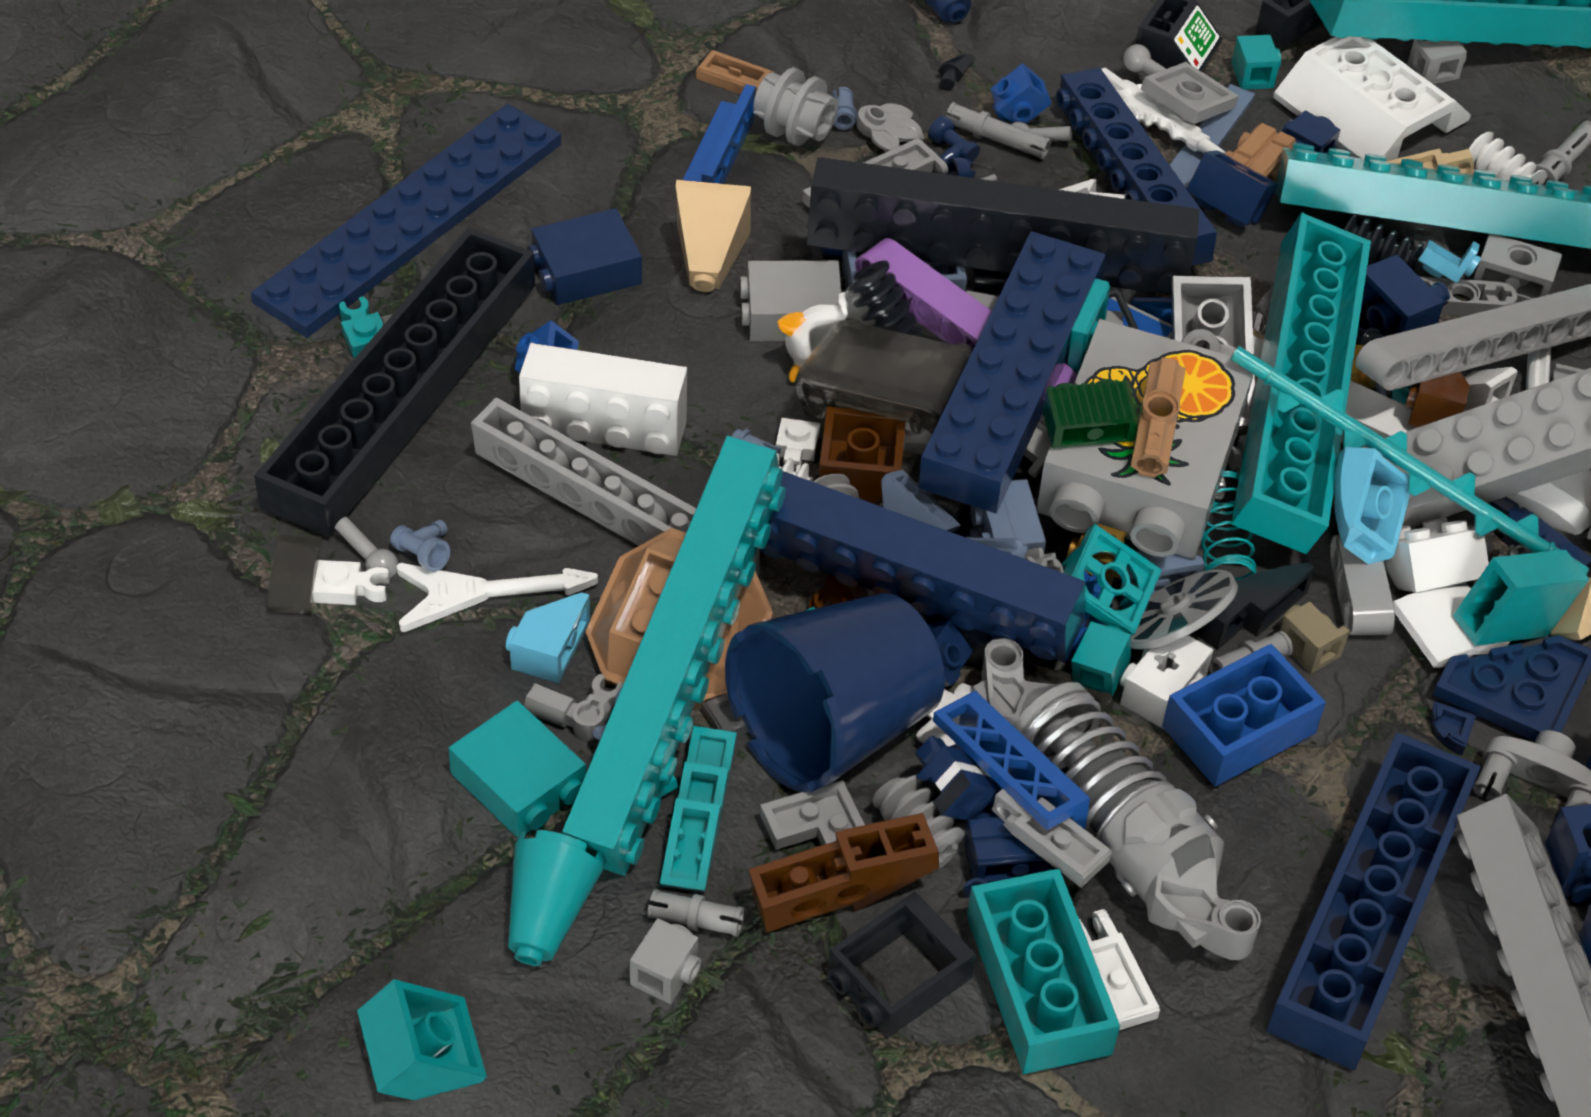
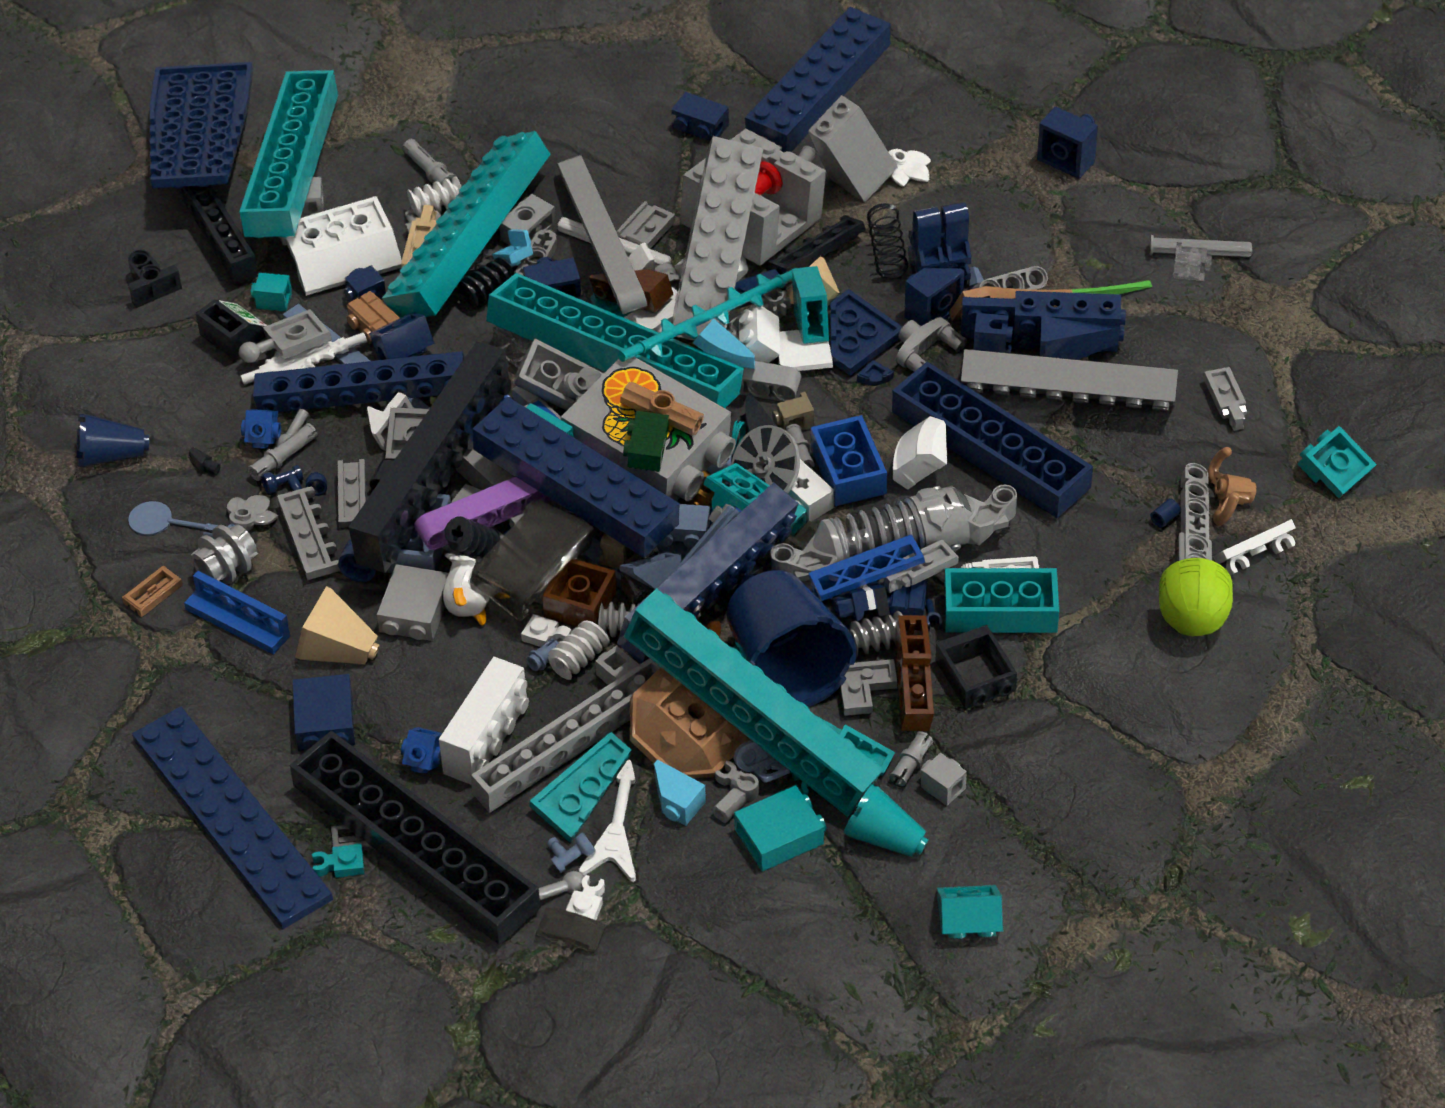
camera: 70 degrees left, 0 degrees up
(535, 533) = (576, 791): none -> teal wing
(850, 52) = (155, 517): none -> sand blue piece
(1295, 797) = (920, 452): none -> white slope

